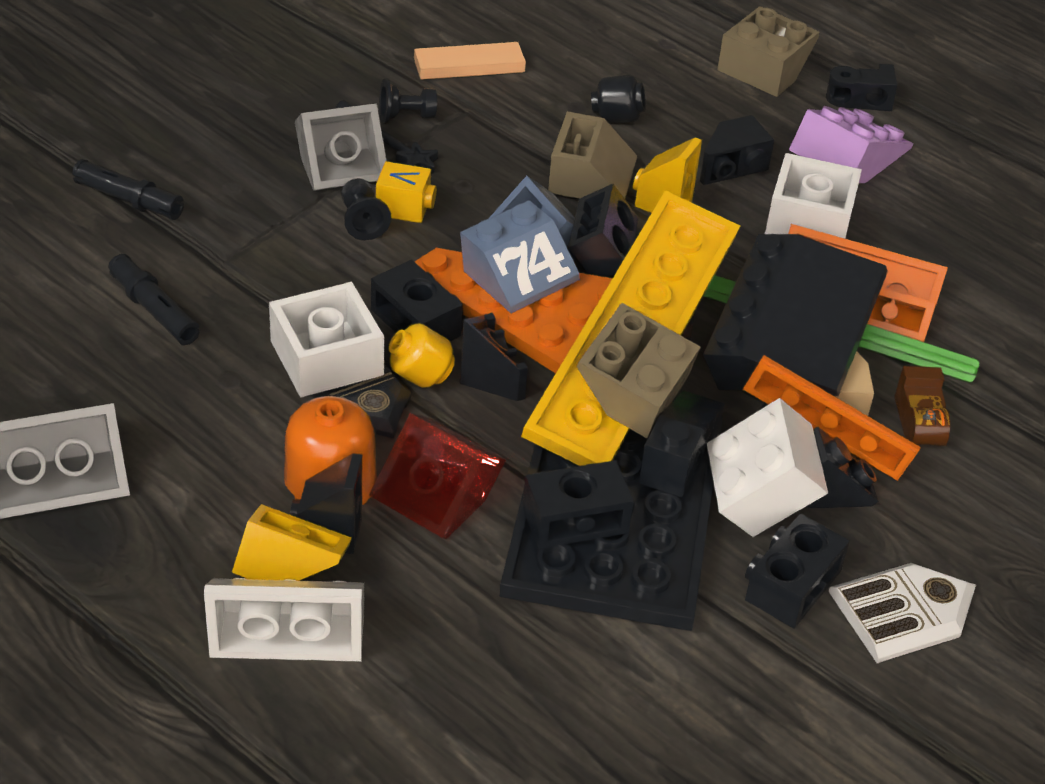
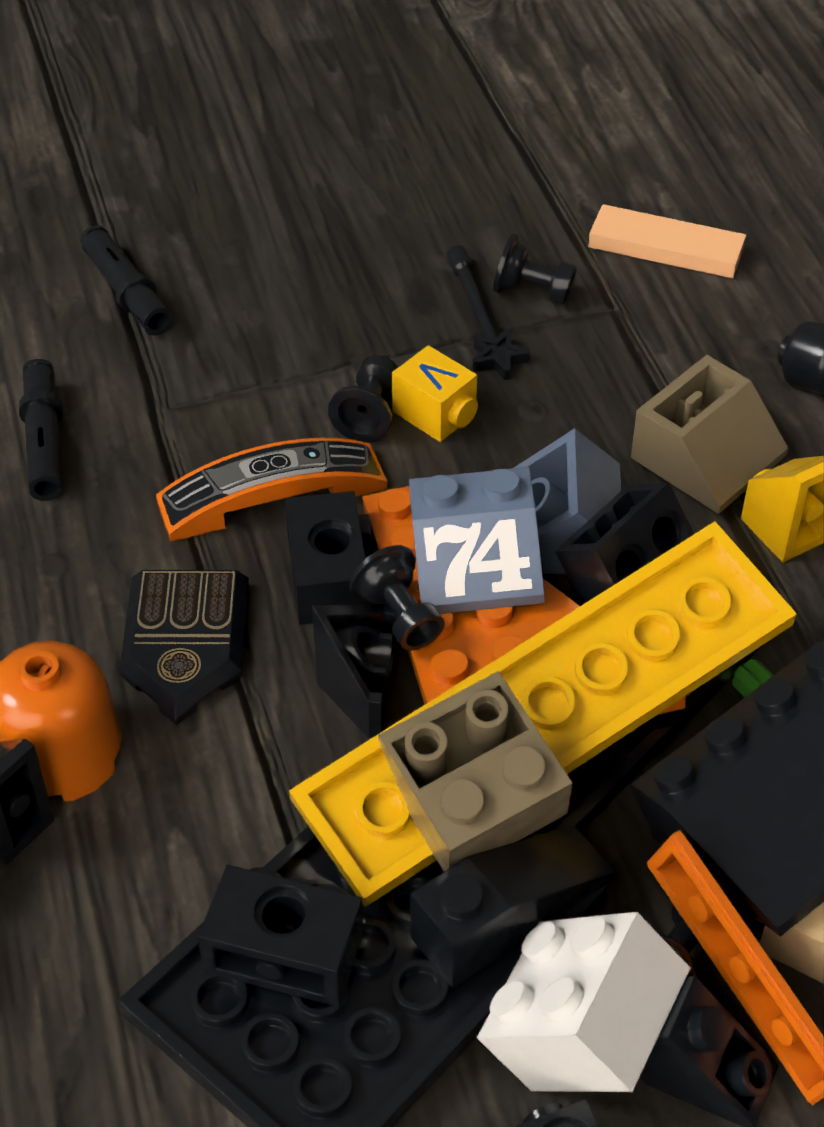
camera: 35 degrees right, 5 degrees up
(326, 339) = (157, 561): white brick -> none
(341, 145) = (403, 305): light grey slope -> none
(346, 264) = (263, 475): none -> slope
(421, 355) = (271, 628): yellow head -> none
(436, 476) = (169, 803): clear red slope -> none
(483, 297) = (386, 579): none -> black piece

